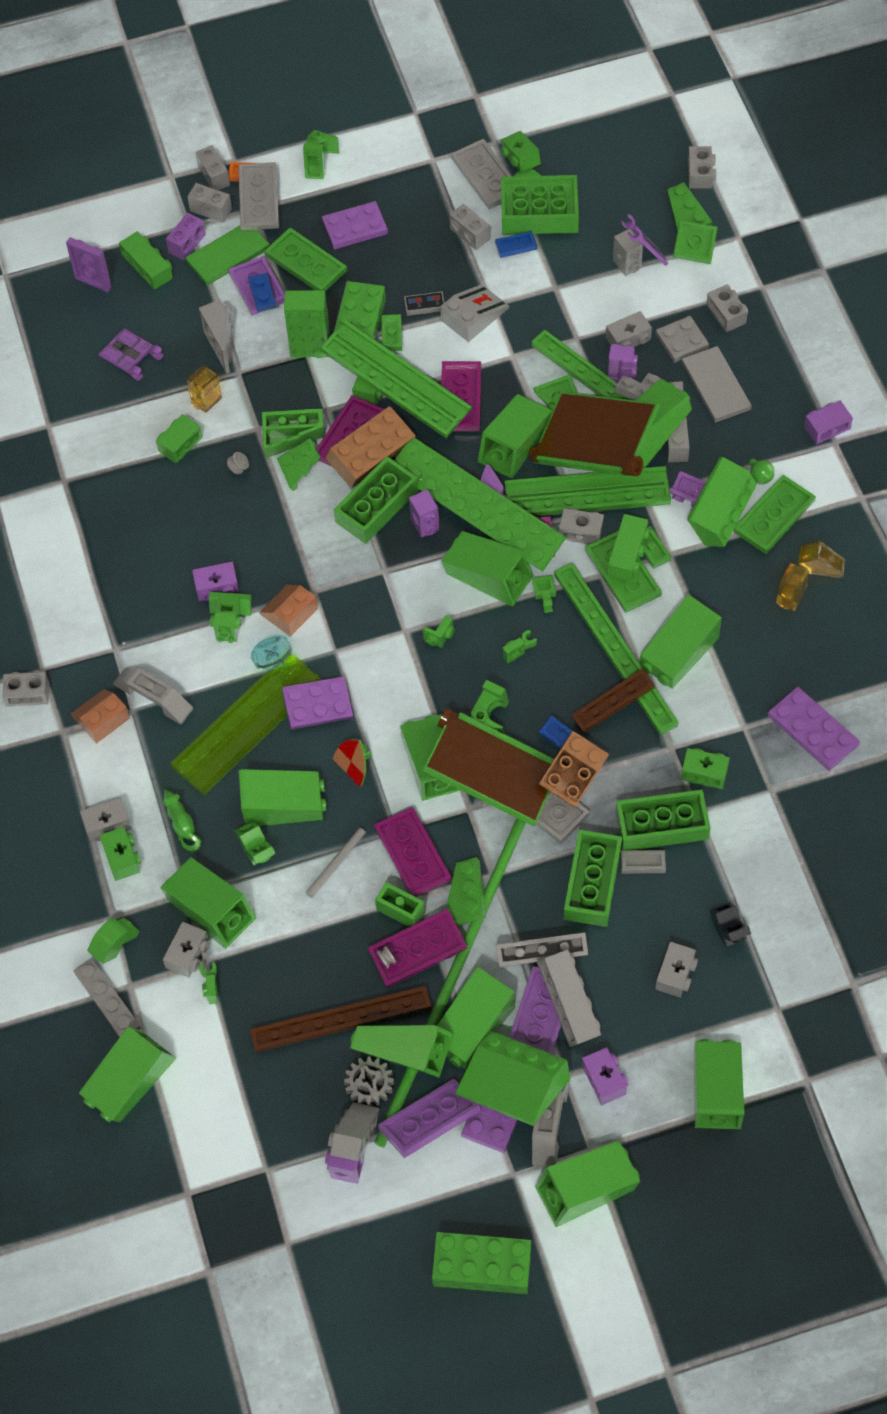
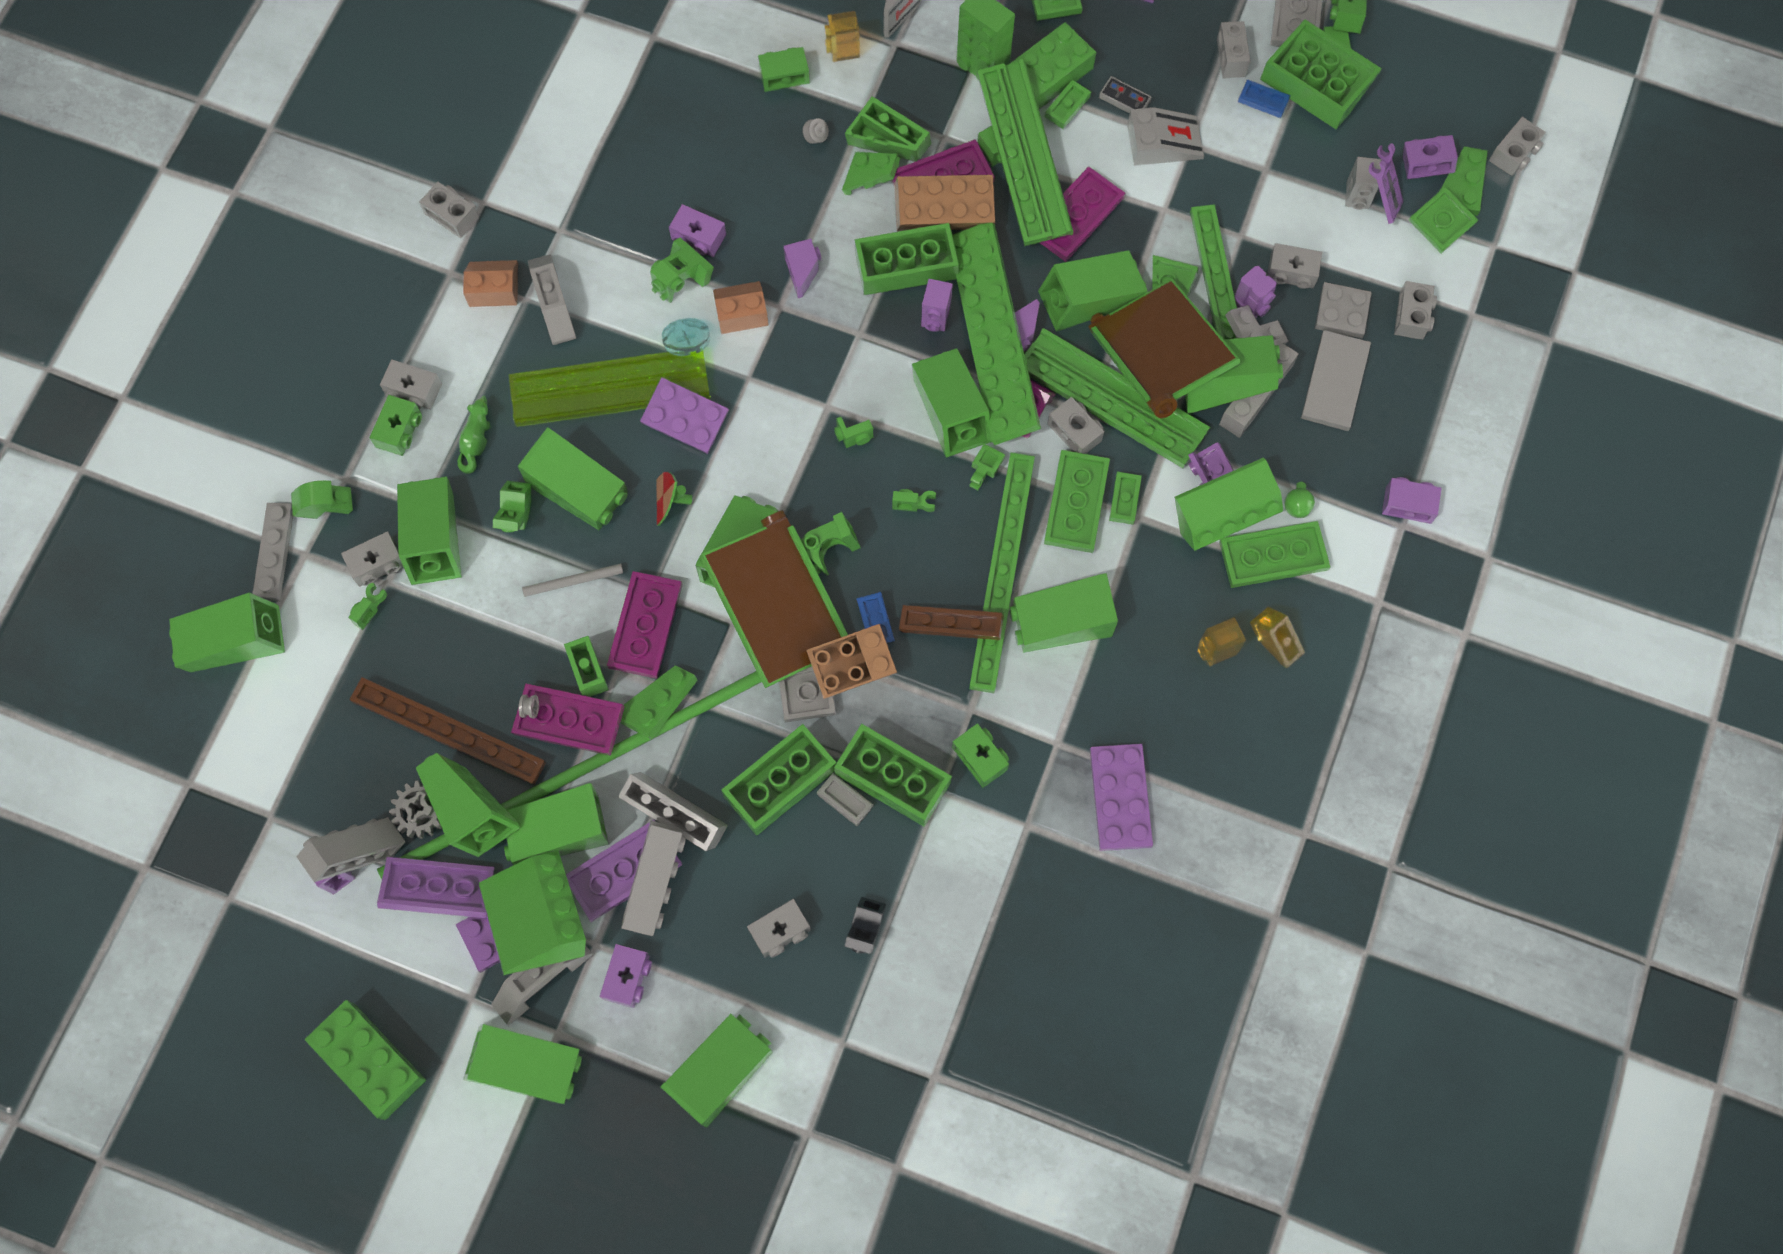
camera: 35 degrees right, 10 degrees up
(306, 552) = (802, 264): none -> medium lavender slope
(628, 547) = (1097, 482): bright green brick -> none
(653, 209) = (1430, 157): none -> medium lavender brick

